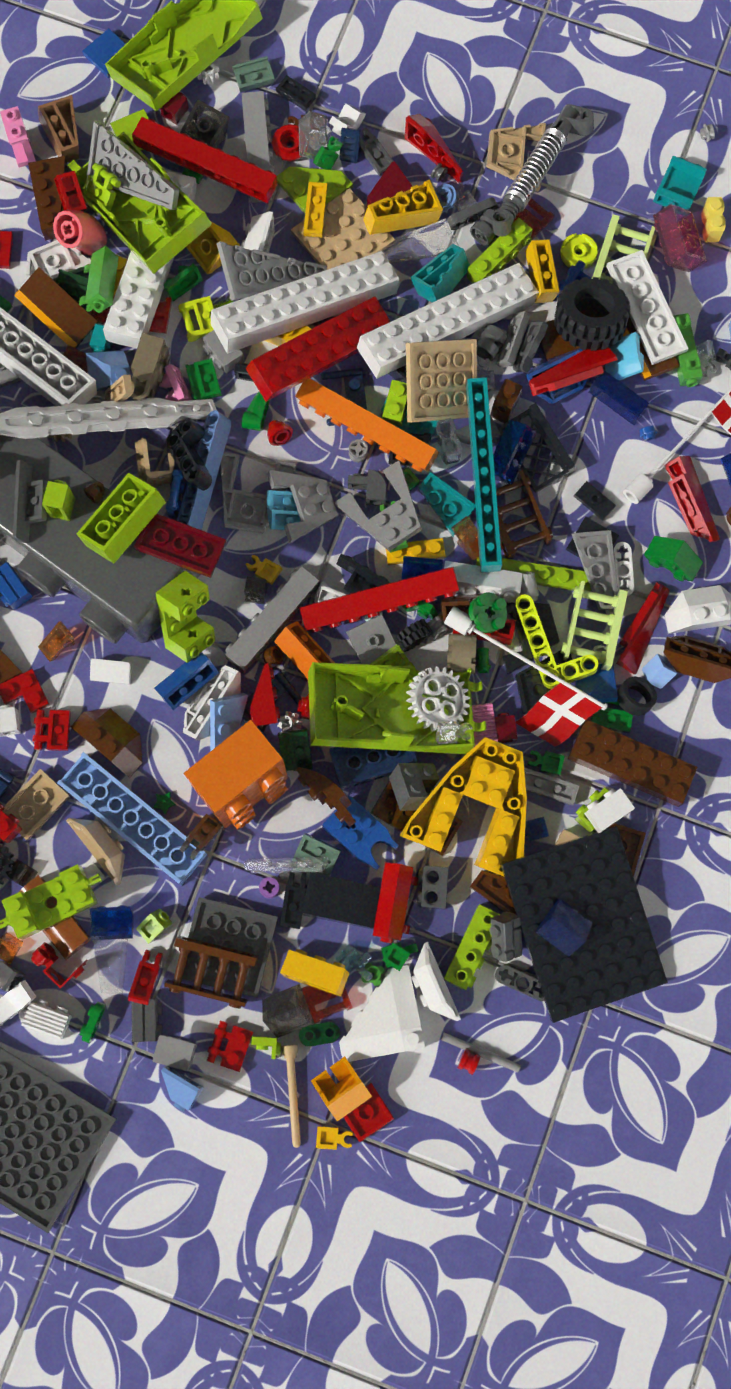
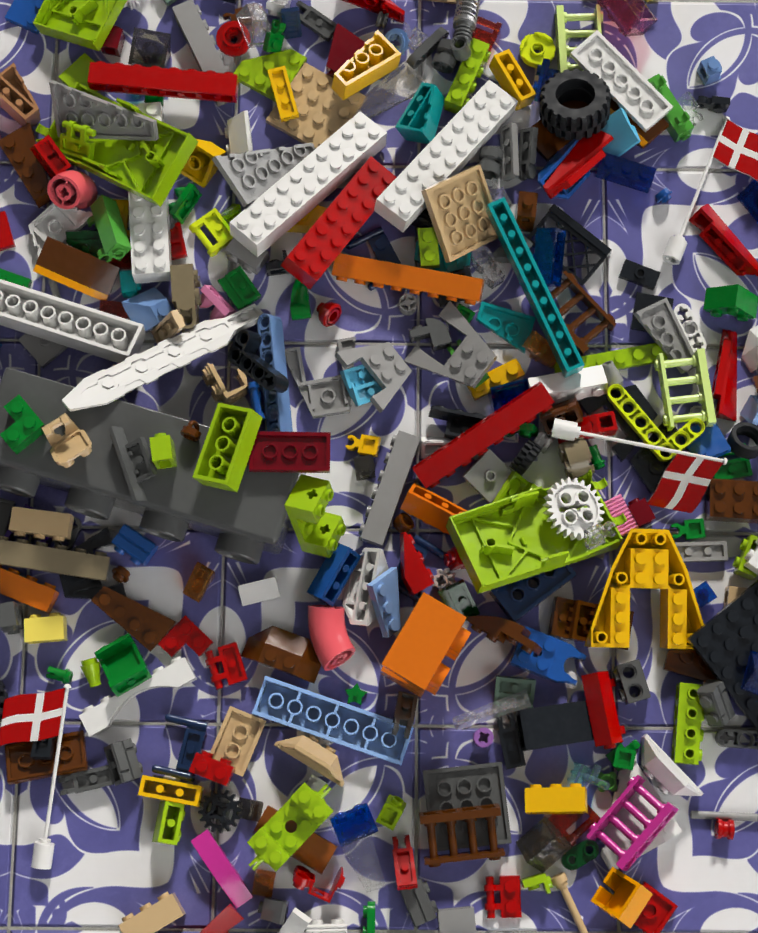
camera: 20 degrees left, 0 degrees up
(159, 737) = (329, 635): none -> coral brick
(394, 1033) = (651, 827): none -> dark pink fence
(412, 783) = (578, 595): dark grey brick -> none
(497, 608) = (596, 409): green plate -> none

